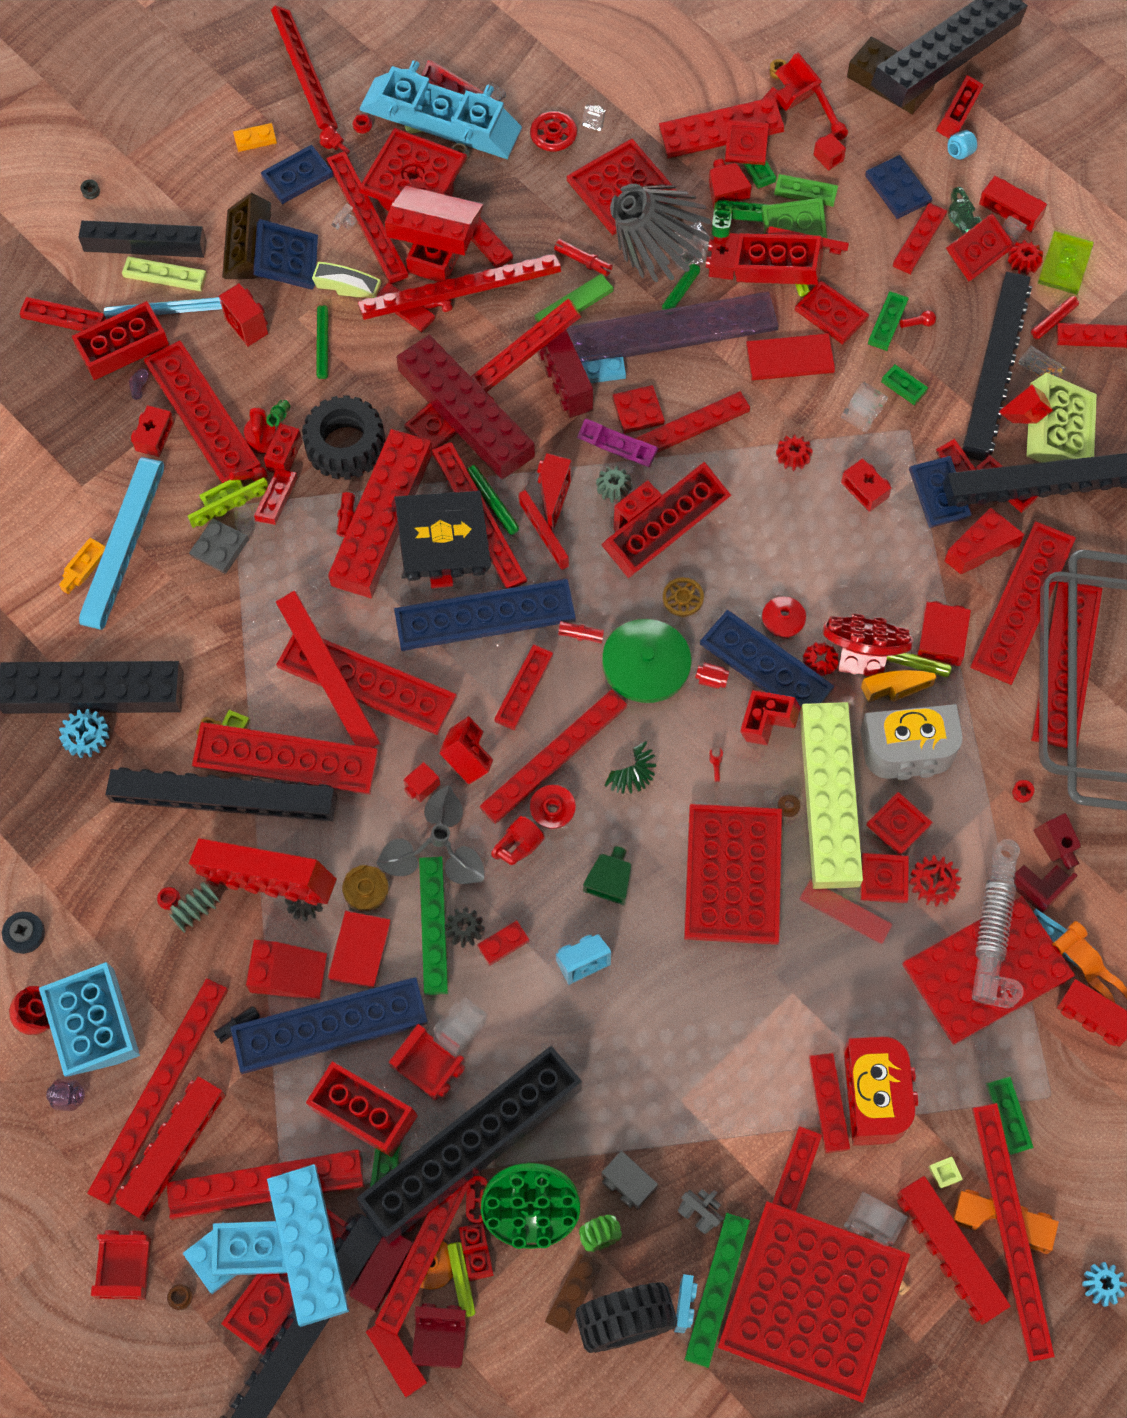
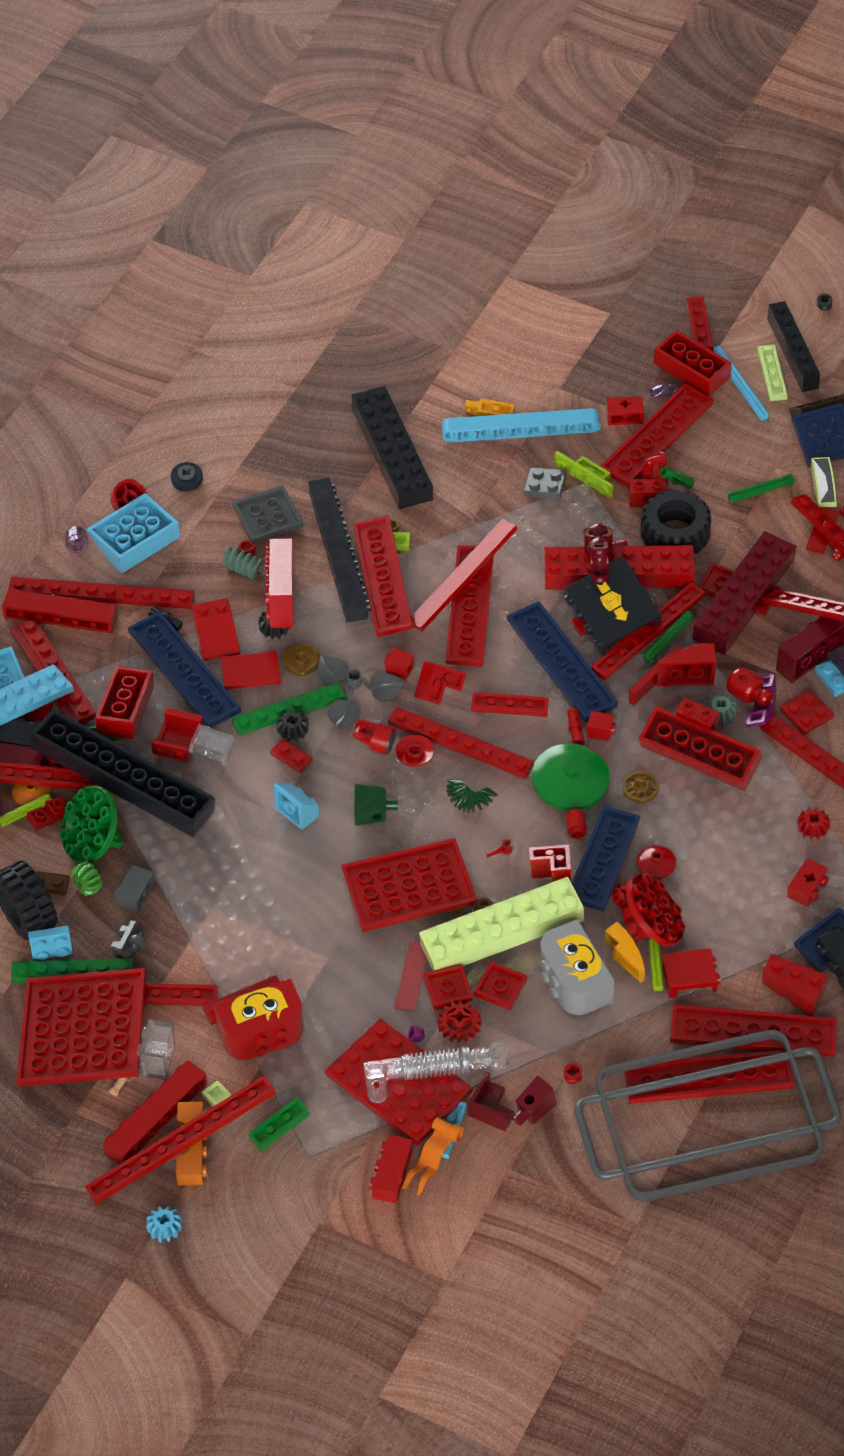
camera: 70 degrees right, 15 degrees down
(78, 726) = (354, 456): medium azure gear -> none
(126, 857) = (267, 514): none -> dark grey plate
(244, 314) = (754, 427): red brick -> none
(255, 474) = (620, 487): red bar -> none
(275, 496) = (602, 500): red plate -> none
(387, 516) = (598, 544): none -> dark red piece
(591, 606) = (601, 726): none -> red brick
(598, 446) = (748, 687): none -> red piece
(934, 937) = (416, 1033): none -> magenta hinge

